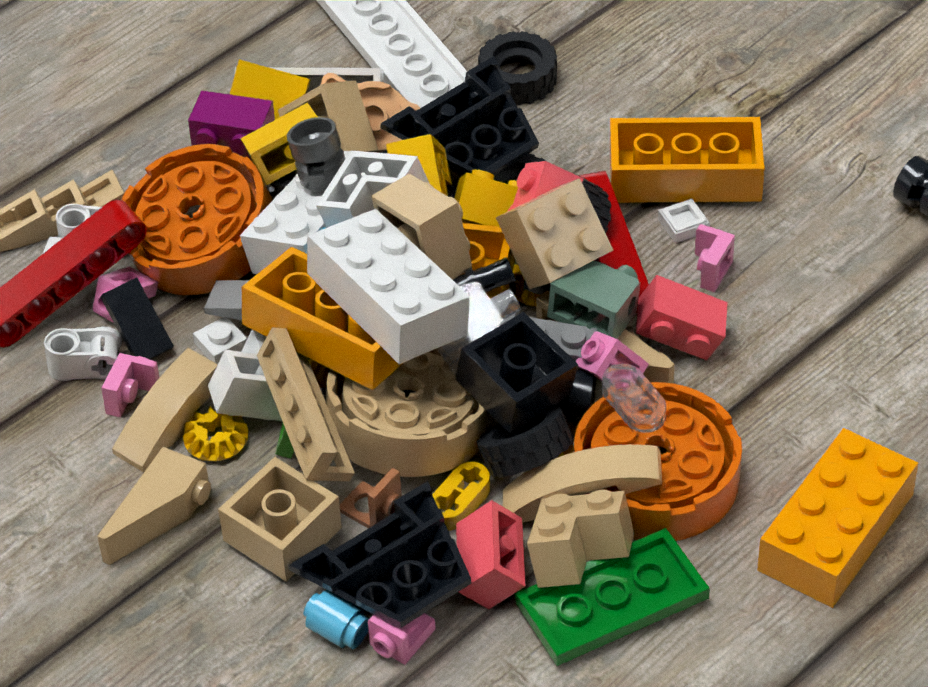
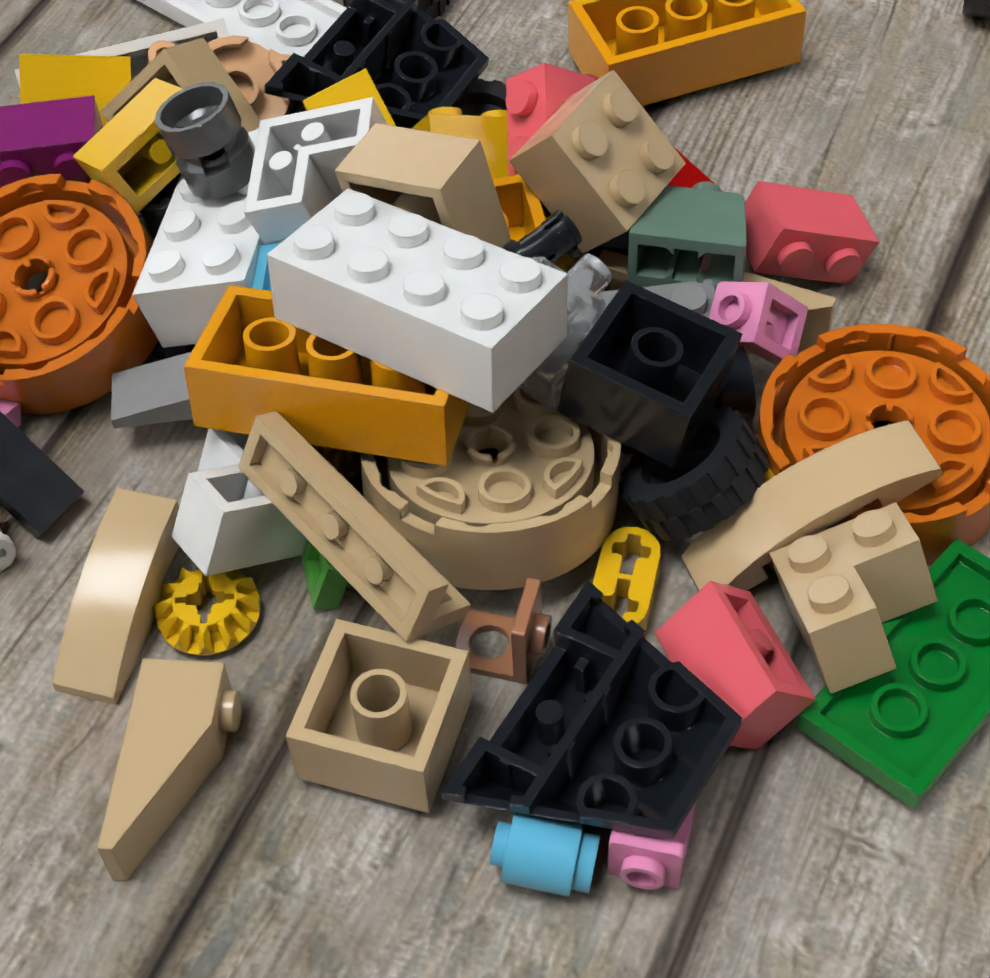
camera: 20 degrees left, 5 degrees up
(125, 379) = (31, 566): bright pink bracket -> none
(219, 337) = (152, 461): white plate -> none
(640, 403) = (832, 360): clear plate -> none
(682, 220) = (715, 112): white tile -> none
(715, 255) = (787, 135): bright pink bracket -> none

